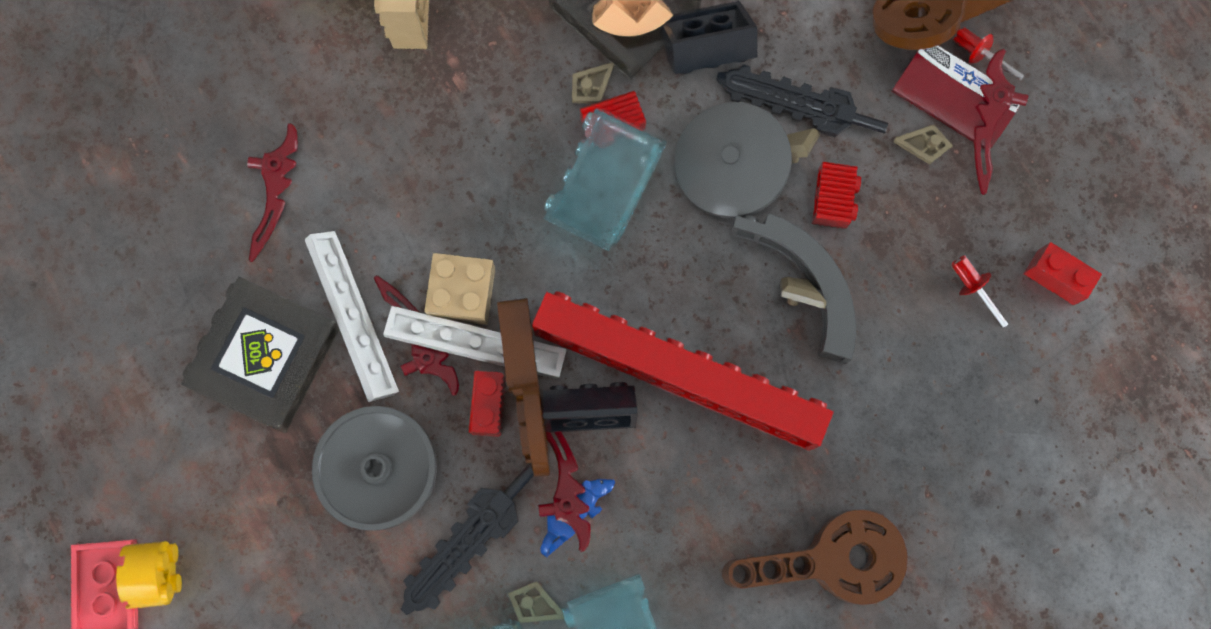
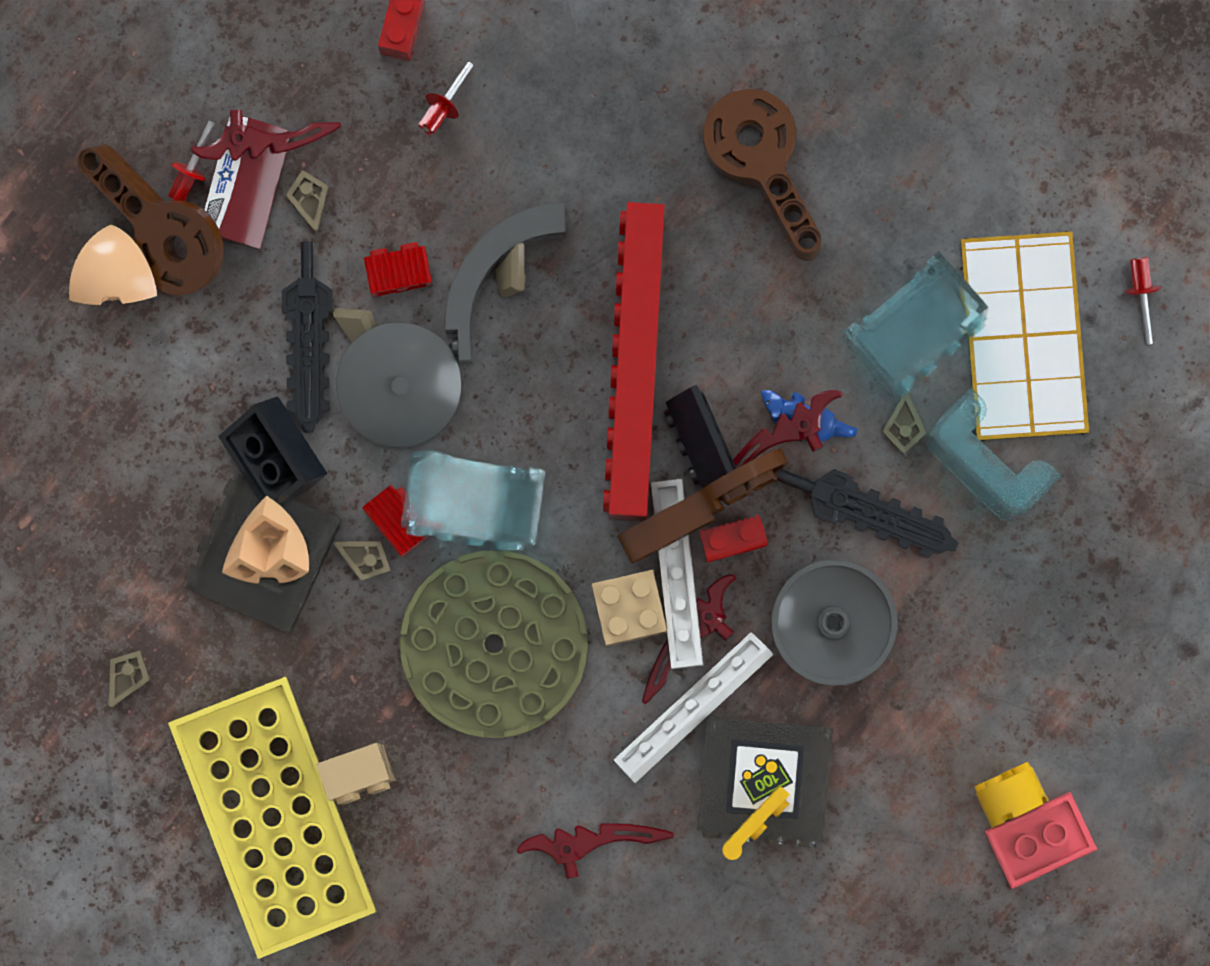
camera: 105 degrees left, 5 degrees up
(218, 325) = (754, 825): none -> yellow plate
(464, 205) = (486, 690): none -> olive plate

